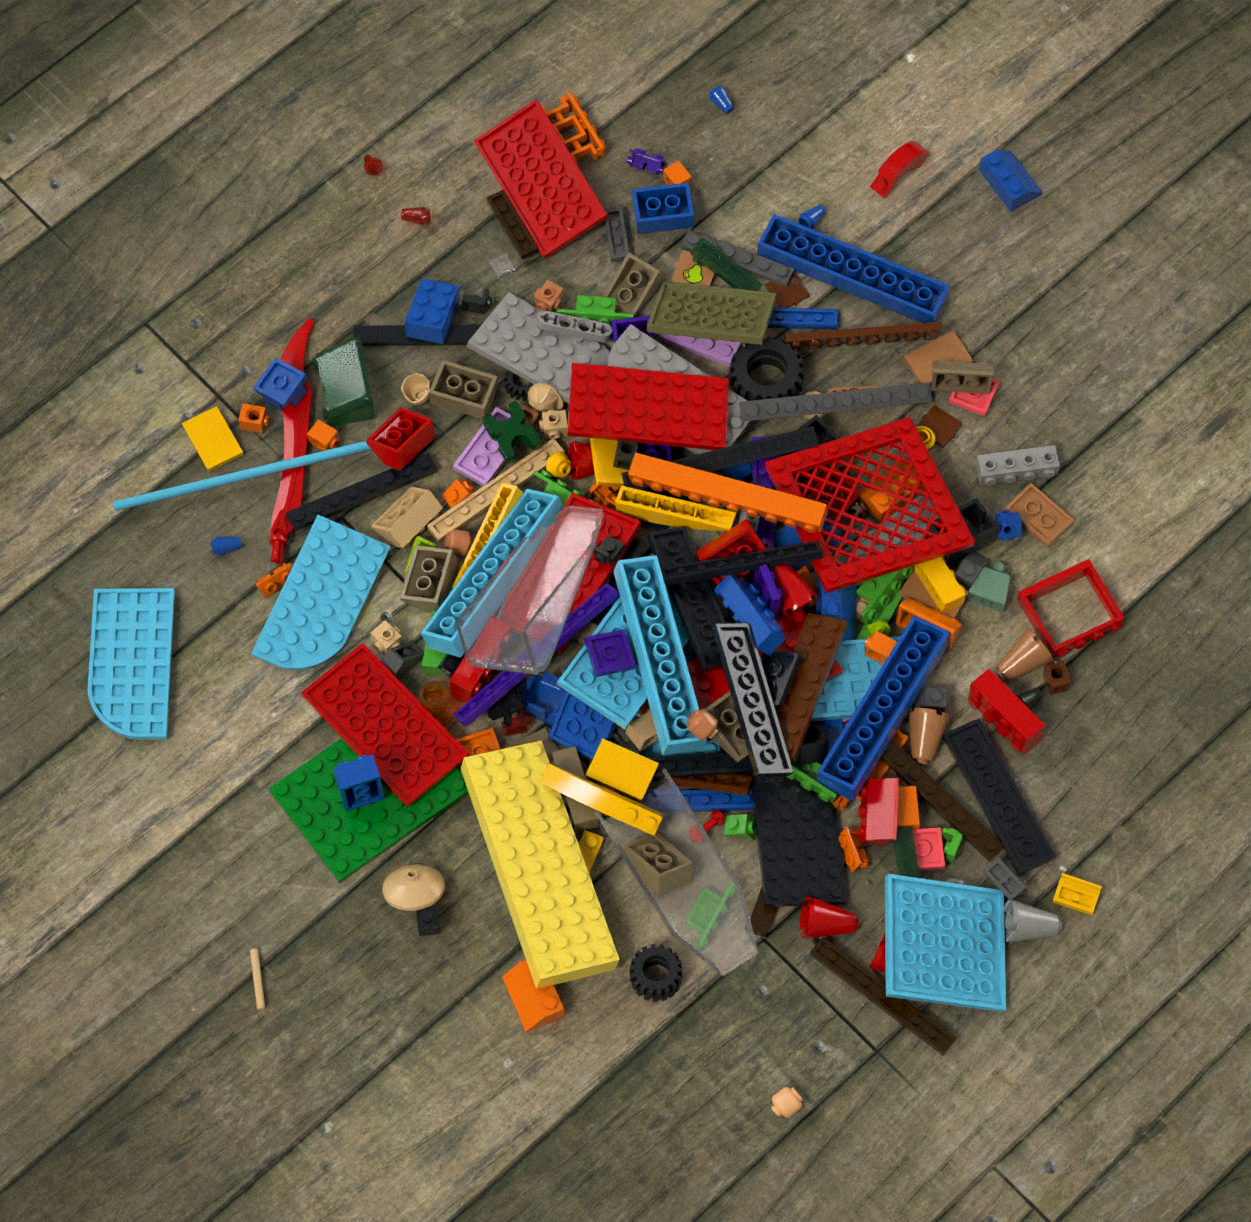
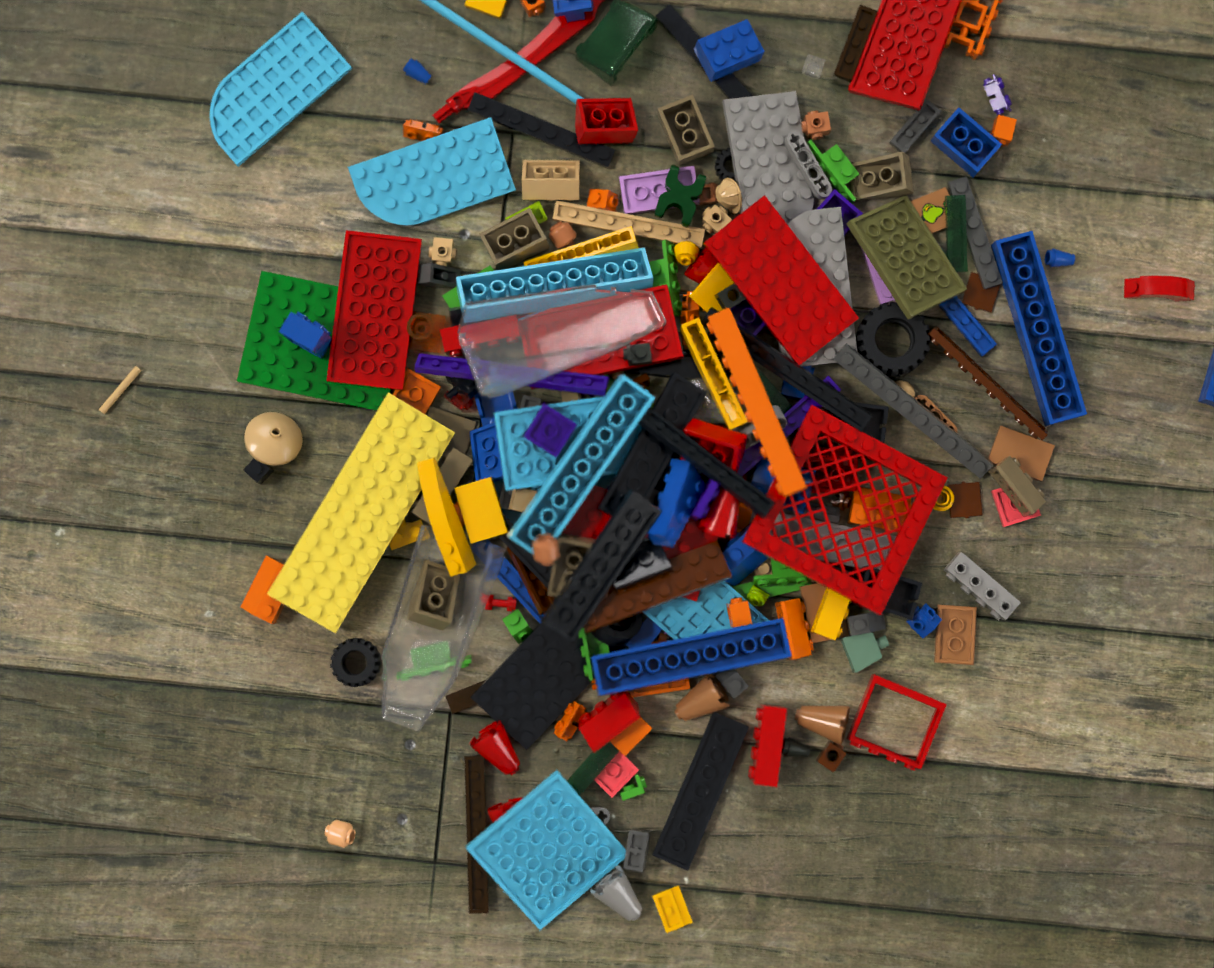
camera: 50 degrees right, 20 degrees up
(323, 436) = (561, 63): orange brick -> none
(416, 389) = (656, 95): tan hair -> none
(475, 303) = (764, 73): pearl dark grey bracket -> none
(721, 99) = (1100, 104): blue cone -> none
(941, 801) = (660, 754): dark brown plate -> none

